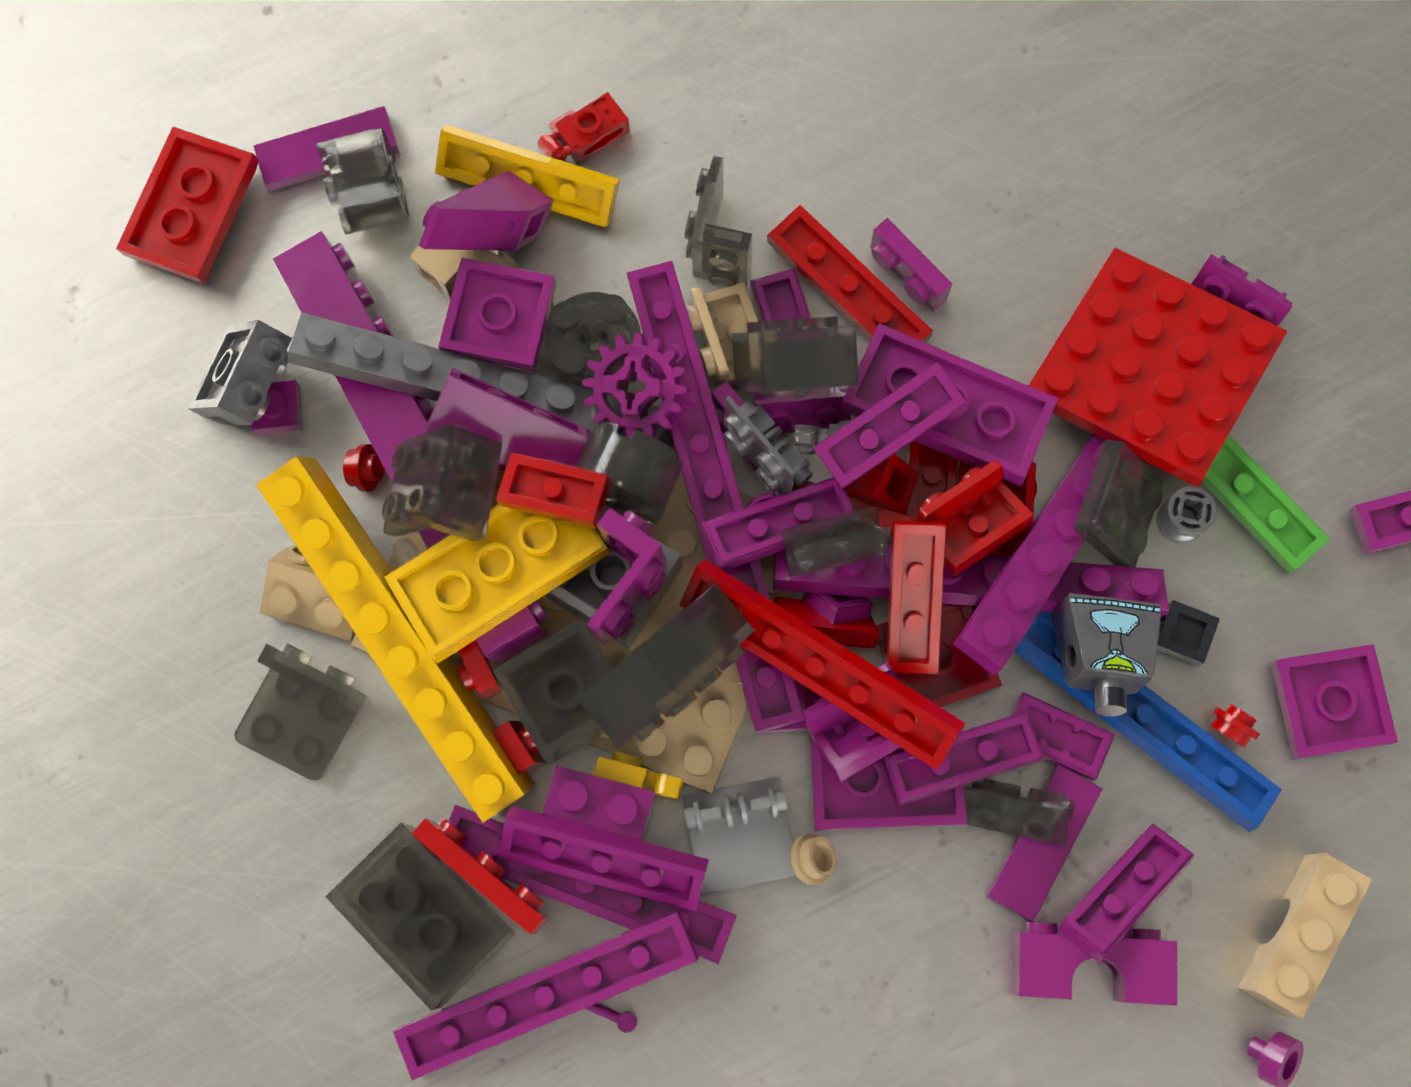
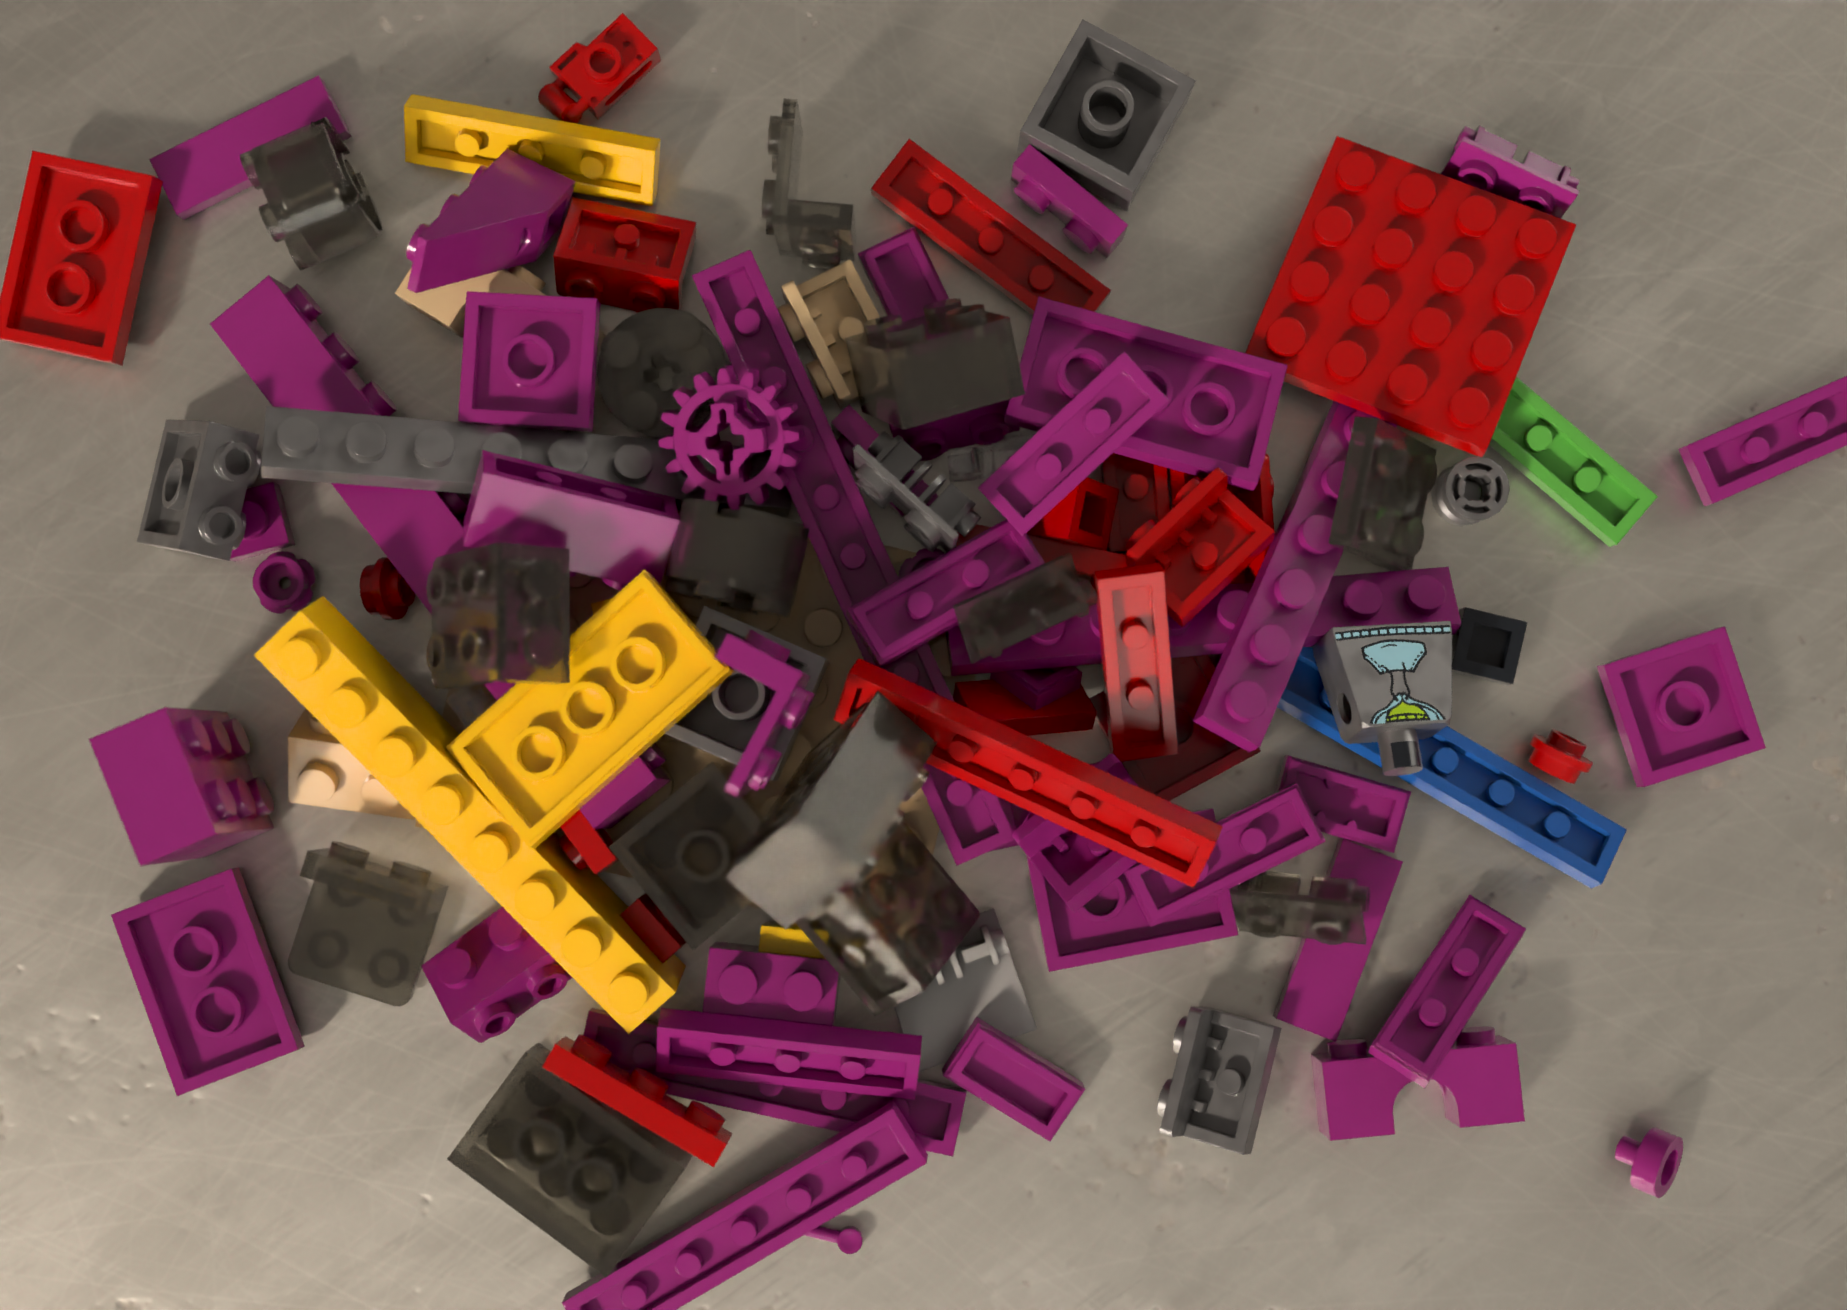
camera: 15 degrees left, 10 degrees up
(172, 738) = (207, 981): none -> magenta plate
(184, 578) = (183, 784): none -> magenta brick
(283, 442) = (267, 582): none -> magenta plate
(390, 767) = (493, 976): none -> magenta bracket
(553, 490) = (648, 606): red plate -> none
(579, 256) = (623, 256): none -> red bracket
(697, 765) = (895, 925): none -> clear smoke bracket
(775, 912) = (1013, 1079): none -> magenta tile
(813, 858) = (1051, 1006): tan plate -> none
(936, 935) = (1218, 1078): none -> flat silver bracket
(947, 205) = (1106, 114): none -> flat silver brick
(1295, 960) = (1689, 975): tan arch -> none

